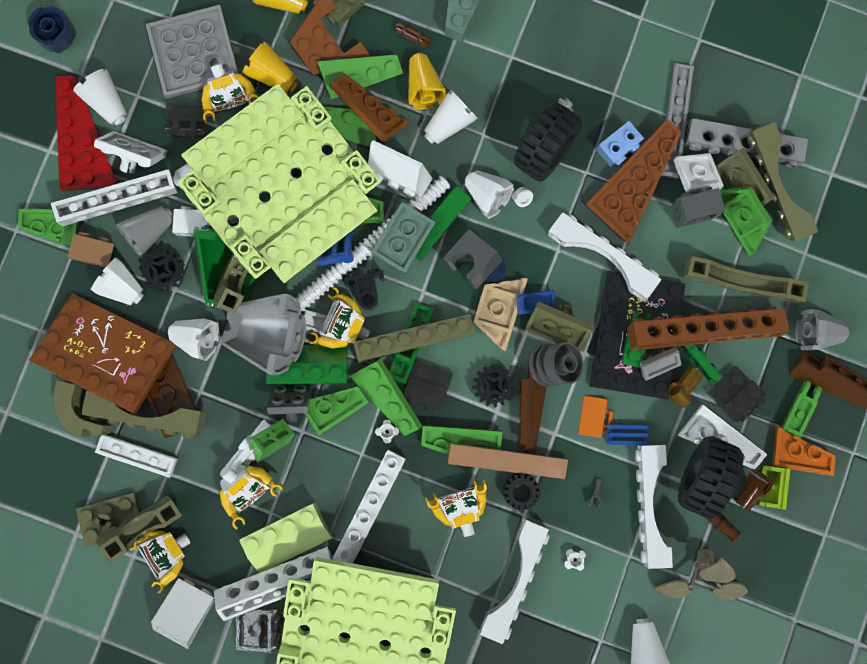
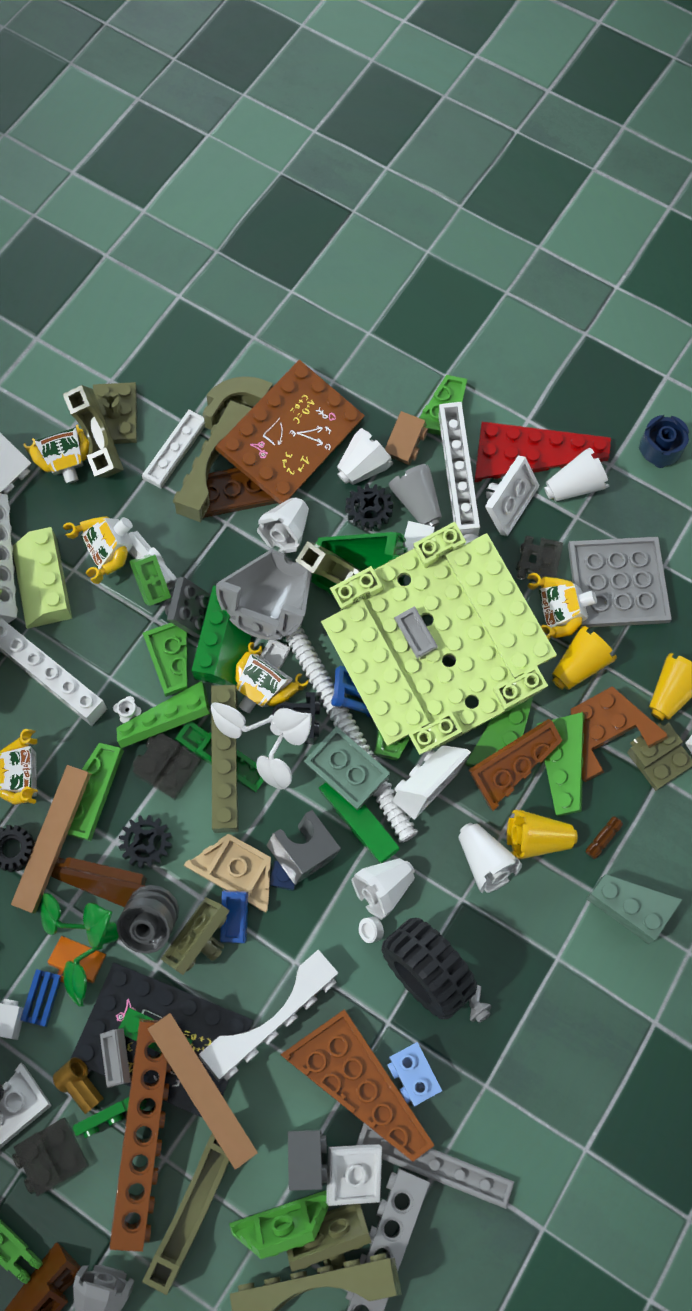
camera: 100 degrees right, 15 degrees down
(279, 201) = (416, 632): none -> light grey tile
(387, 279) = (285, 723): none -> white plant
(572, 400) = (98, 931): none -> green plant
(672, 289) = (202, 1091): none -> medium nougat tile

